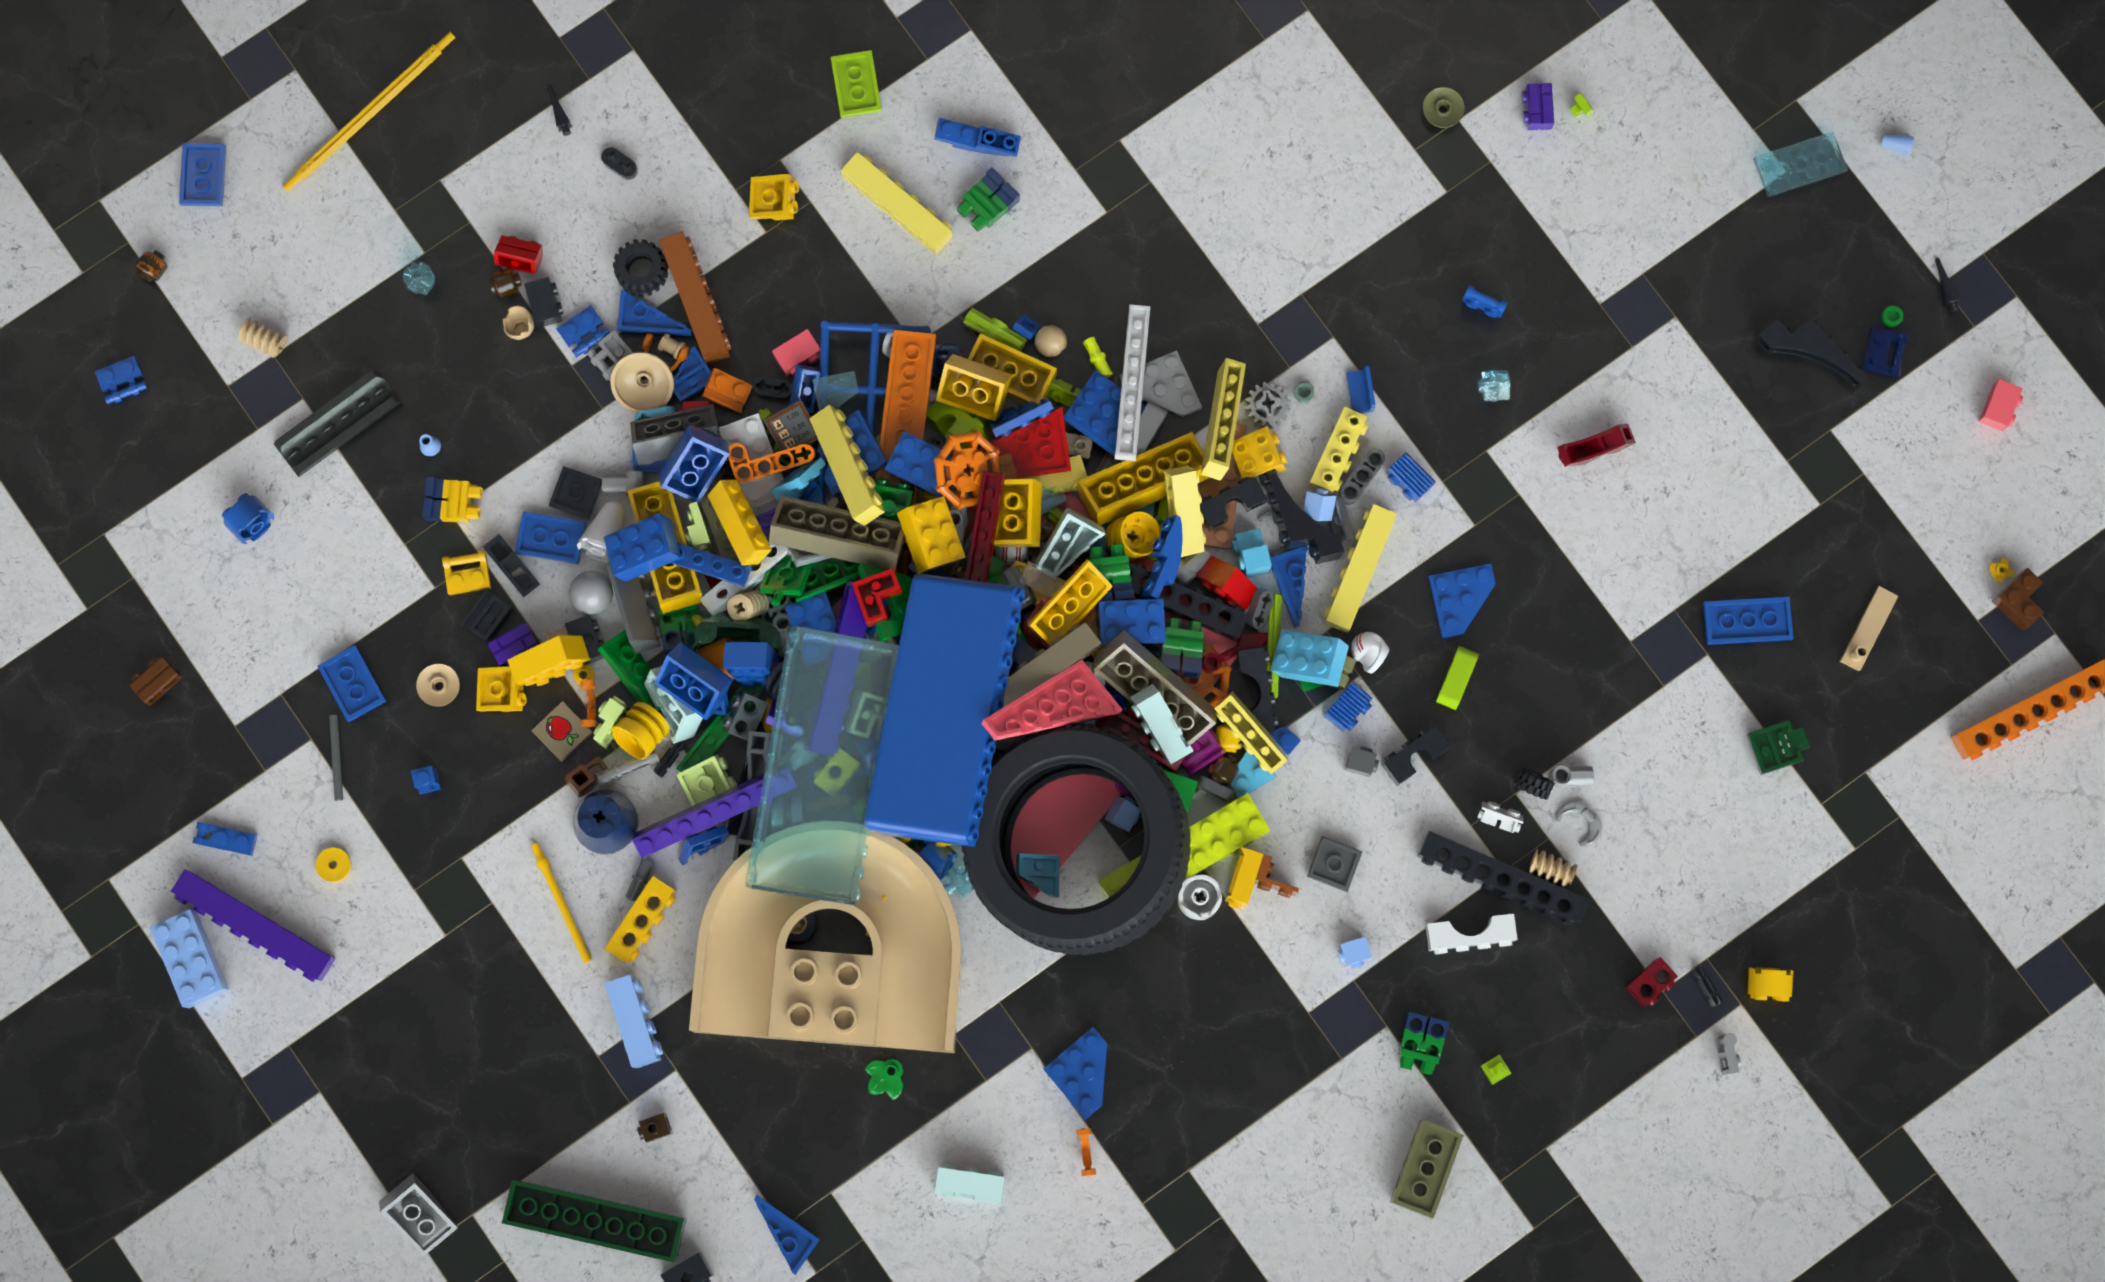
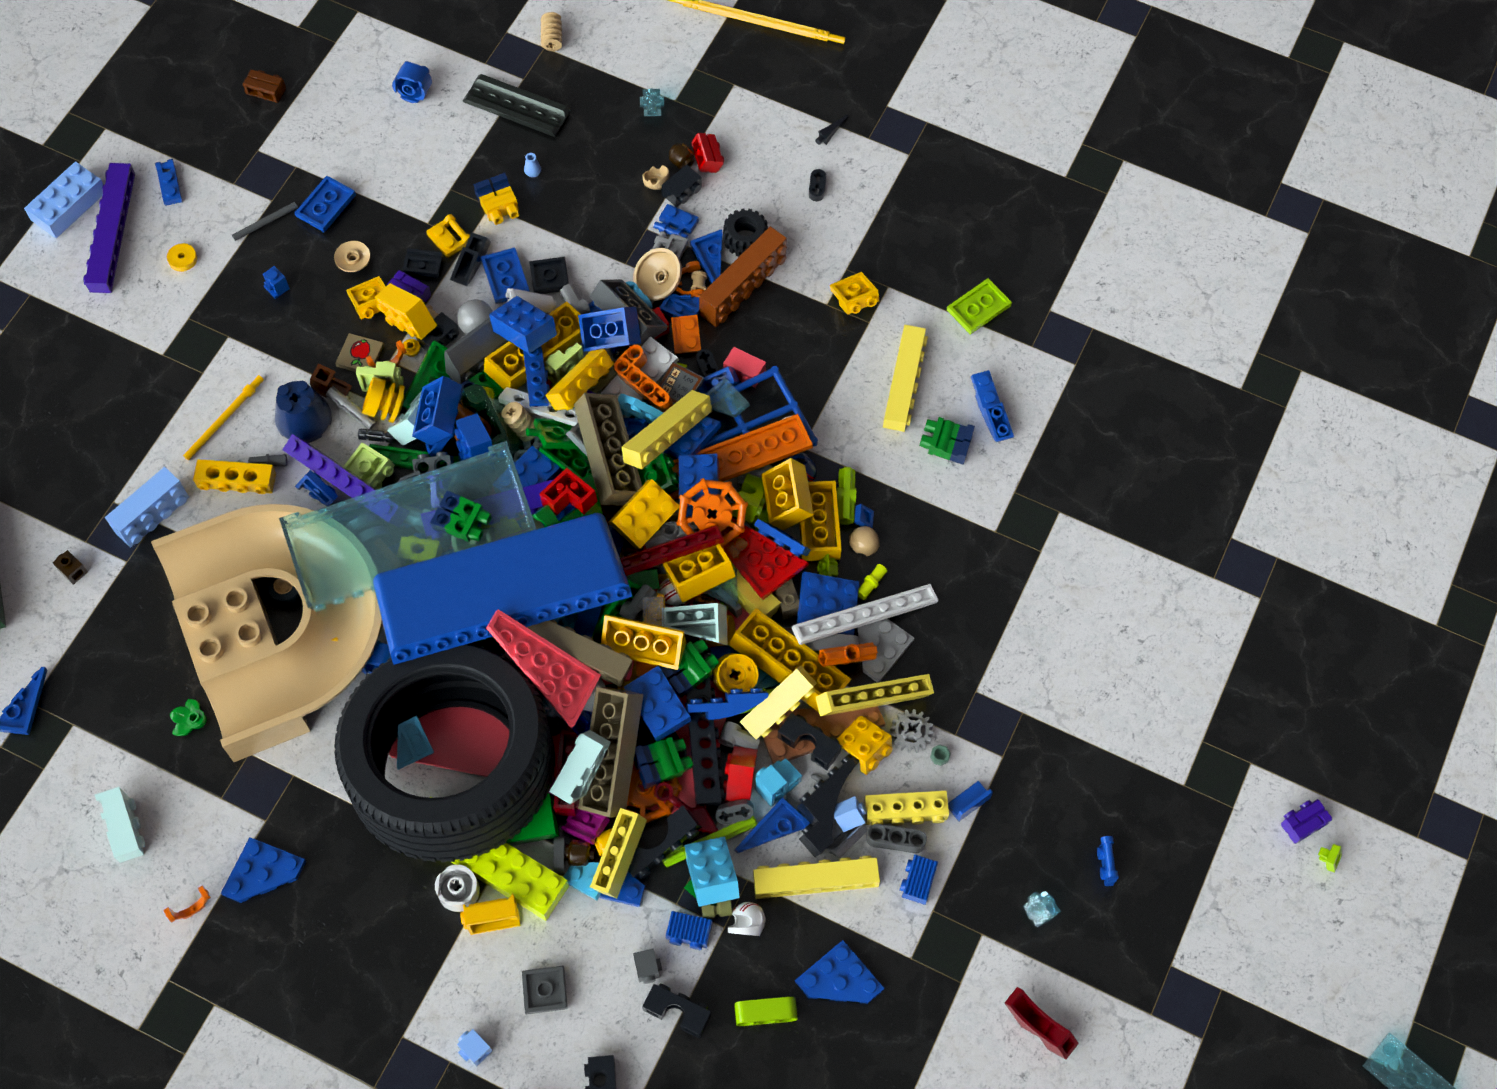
camera: 60 degrees right, 15 degrees down
(849, 710) = (460, 517): none -> green hips
(1168, 421) = (839, 655): none -> orange piece
(1267, 884) = (506, 929): dark orange bracket -> none
(1445, 98) = (1255, 735): olive dish -> none

